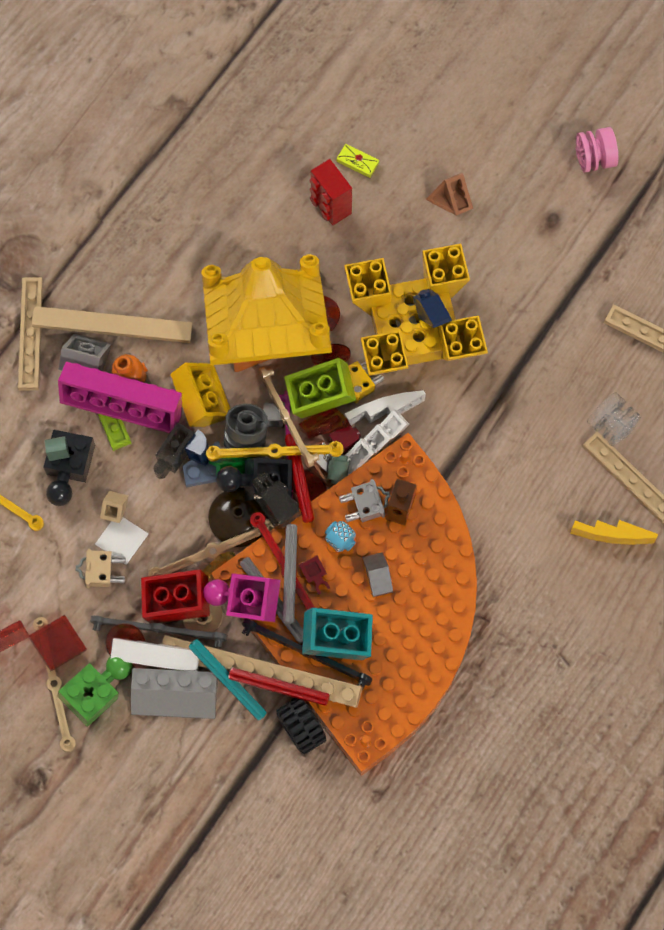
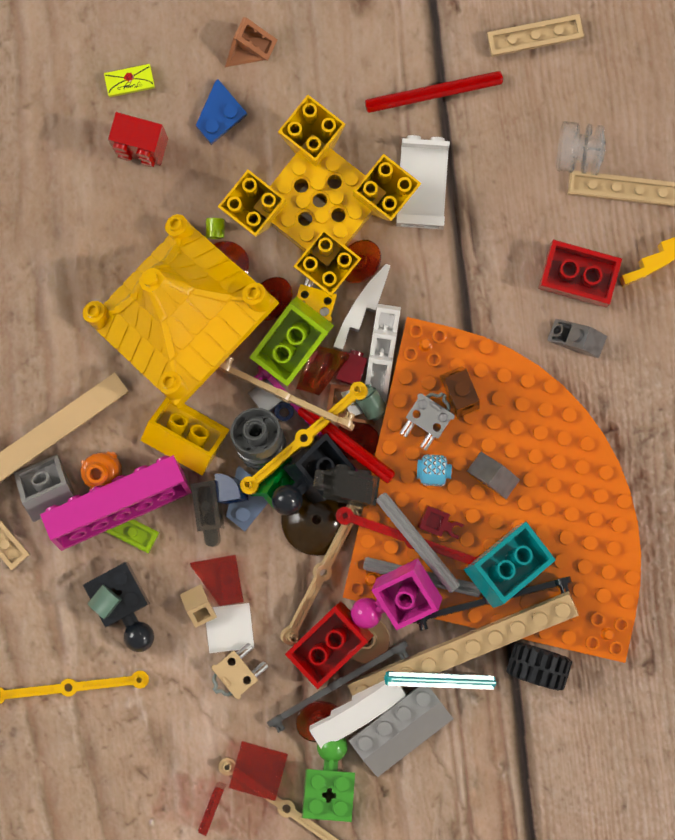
camera: 40 degrees left, 15 degrees up
(144, 503) = (221, 578): none -> clear red wing
(217, 562) = (338, 582): clear yellow tile -> none
(277, 426) = (284, 405): none -> clear blue hose
(279, 686) = (495, 652): red axle -> none
(333, 286) = (215, 228): none -> lime hose
(397, 222) = (219, 113): none -> blue wing
(408, 378) = (369, 263): none -> clear red dish
(431, 308) = (334, 182): dark blue slope -> none
(487, 371) = (428, 164): none -> white panel
(511, 539) = (577, 338): none -> flat silver slope
(547, 315) = (434, 91): none -> red axle
(547, 498) = (580, 273): none -> red brick

